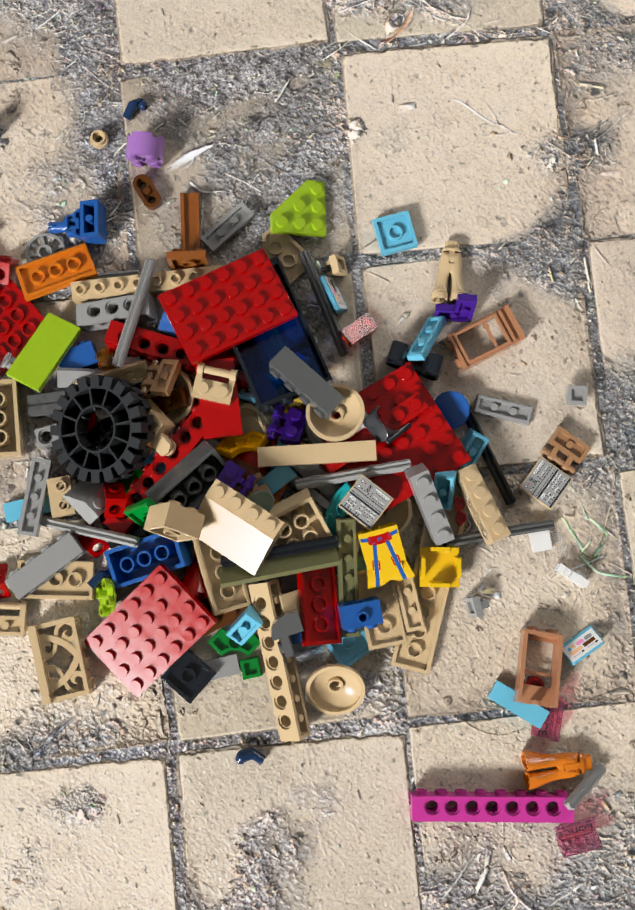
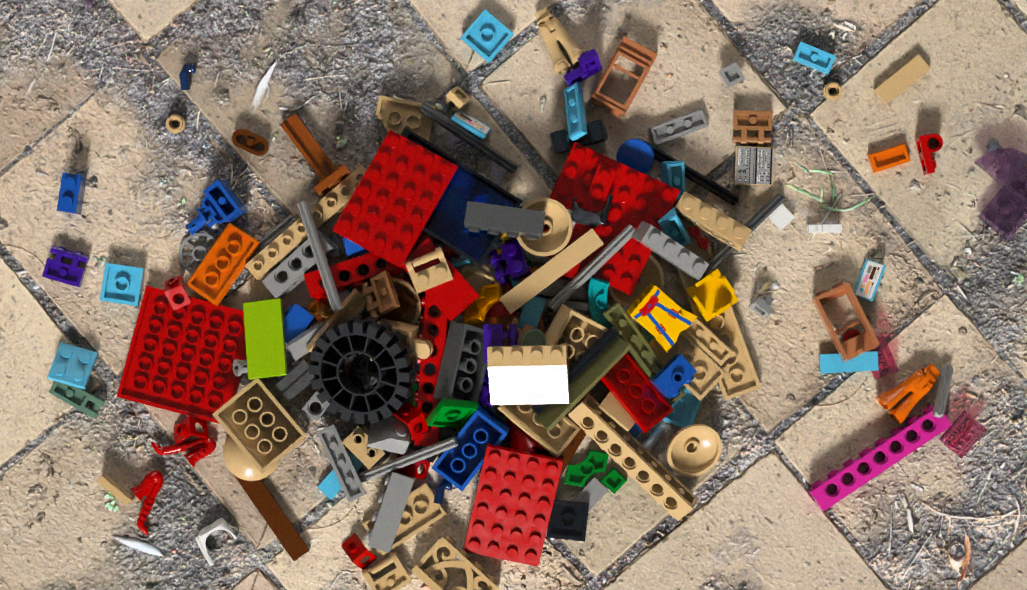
camera: 35 degrees left, 5 degrees up
(107, 597) = (458, 503): lime dish -> none
(145, 149) = (225, 107): medium lavender brick -> none
(174, 521) = (477, 403): tan brick -> none
(227, 227) = (341, 127): light grey plate -> none
(244, 626) = (586, 449): medium azure slope -> none
(249, 754) = (659, 548): dark blue arm -> none
(284, 626) = (619, 429): dark grey brick -> none
(302, 212) = (396, 71): lime plate -> none
(358, 329) = (512, 140): clear red tile -> none
(365, 502) = (617, 283): light grey tile -> none

